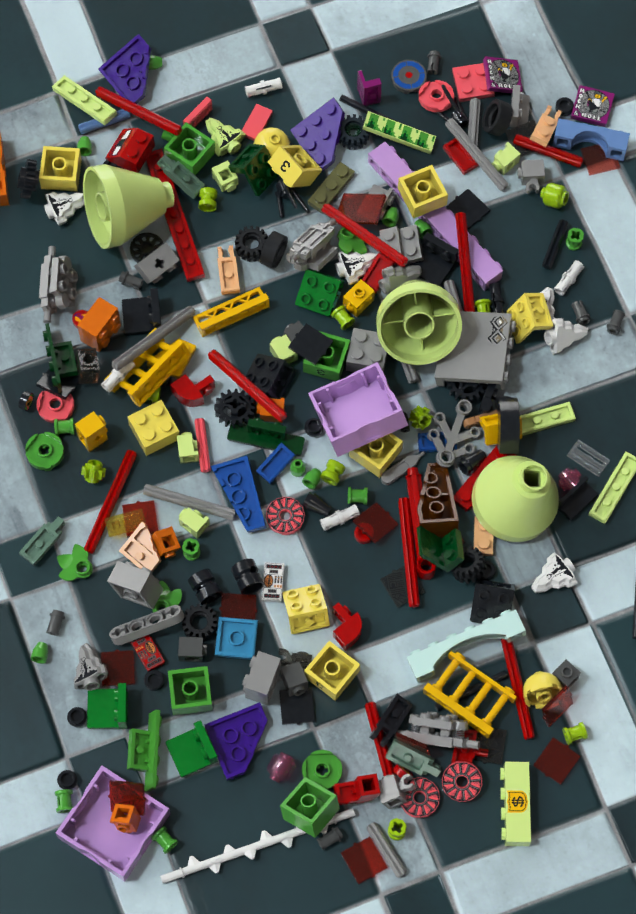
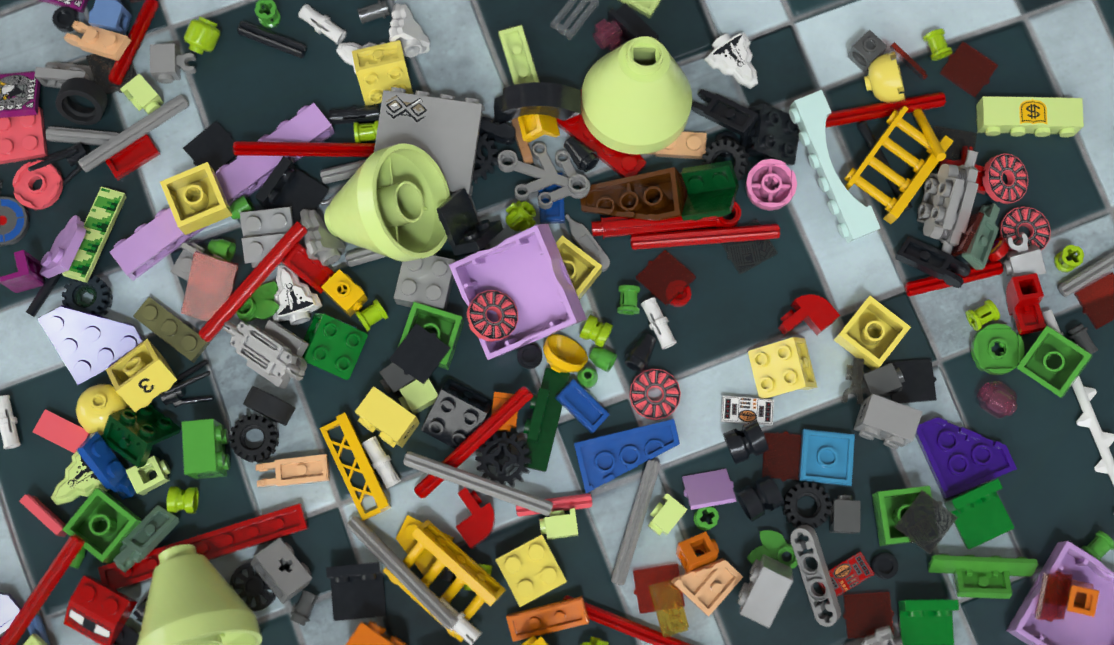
camera: 90 degrees left, 10 degrees up
(119, 440) = (547, 618): none -> orange tile
(183, 699) = (925, 522): none -> clear smoke piece
(212, 550) = (708, 489): none -> lavender piece
(216, 388) = (478, 483): none -> light grey axle
(231, 147) = (106, 466): none -> blue hinge
(234, 327) = (381, 462): none -> white pin
(242, 209) = (205, 449): none -> bright green brick
(264, 326) = (387, 417): none -> light yellow brick
(319, 449) = (564, 354): none -> yellow piece
(328, 393) = (505, 310): none -> tile
(344, 754) = (982, 315): none -> lime bush
(379, 110) = (63, 249): none -> lavender plate
(409, 373) = (462, 226): none -> black bracket
(448, 595) = (770, 184): none -> bright pink cylinder
(494, 718) = (929, 134): none -> yellow bar
(507, 565) = (725, 113): none -> black hinge

